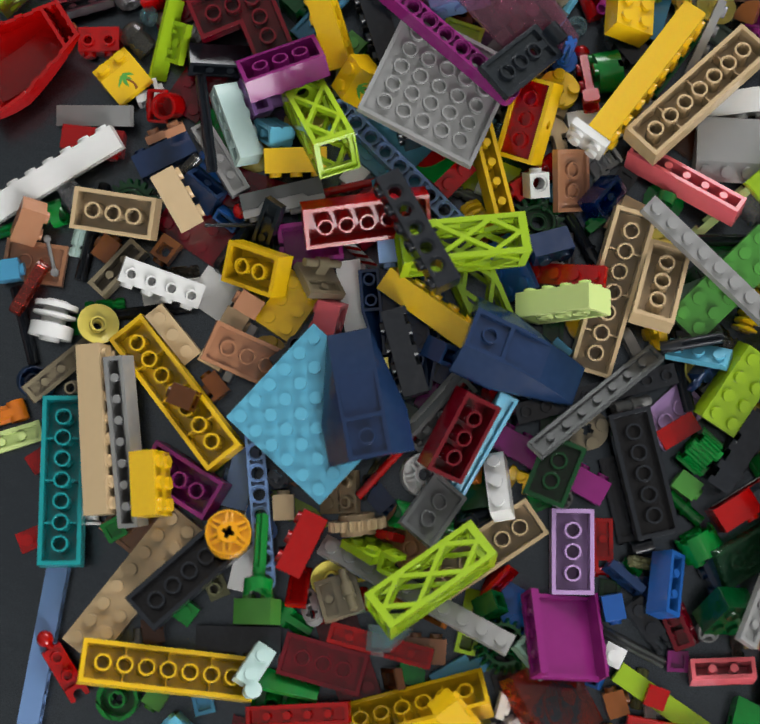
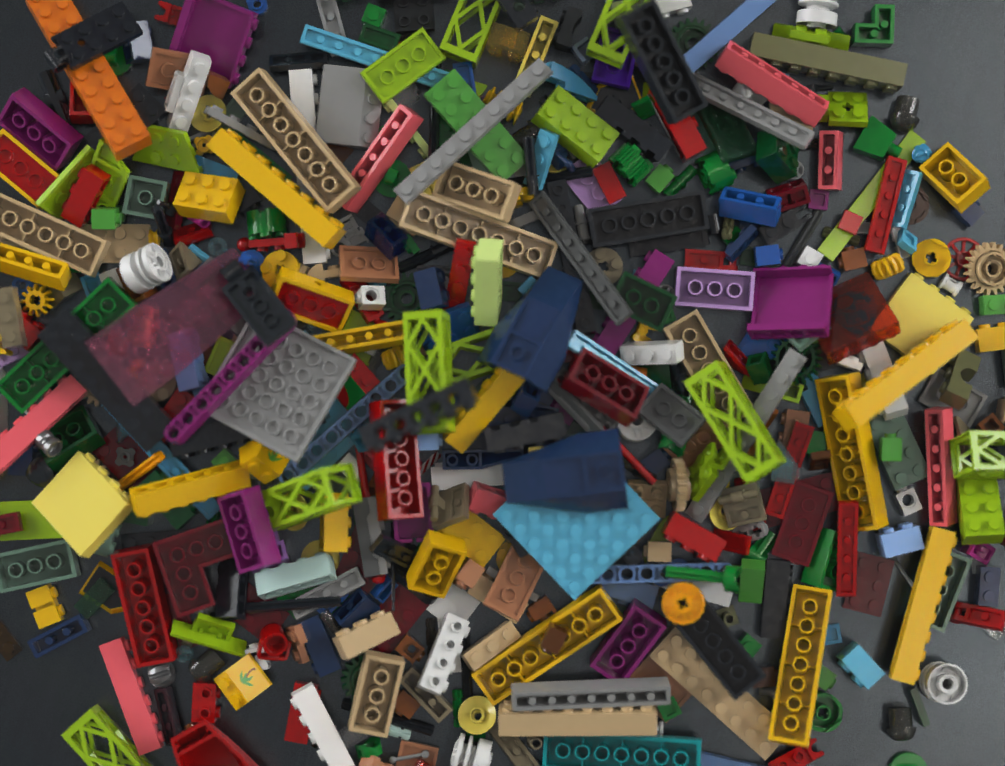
camera: 85 degrees left, 5 degrees up
(95, 115) = (278, 709): light grey tile -> none
(150, 483) = (631, 672): yellow brick -> none
(253, 669) = (804, 587): light aqua hinge -> none
(274, 132) = (306, 540): medium azure brick -> none
(390, 536) = (692, 451): red tile -> none
(587, 138) = (329, 252): white plate -> none

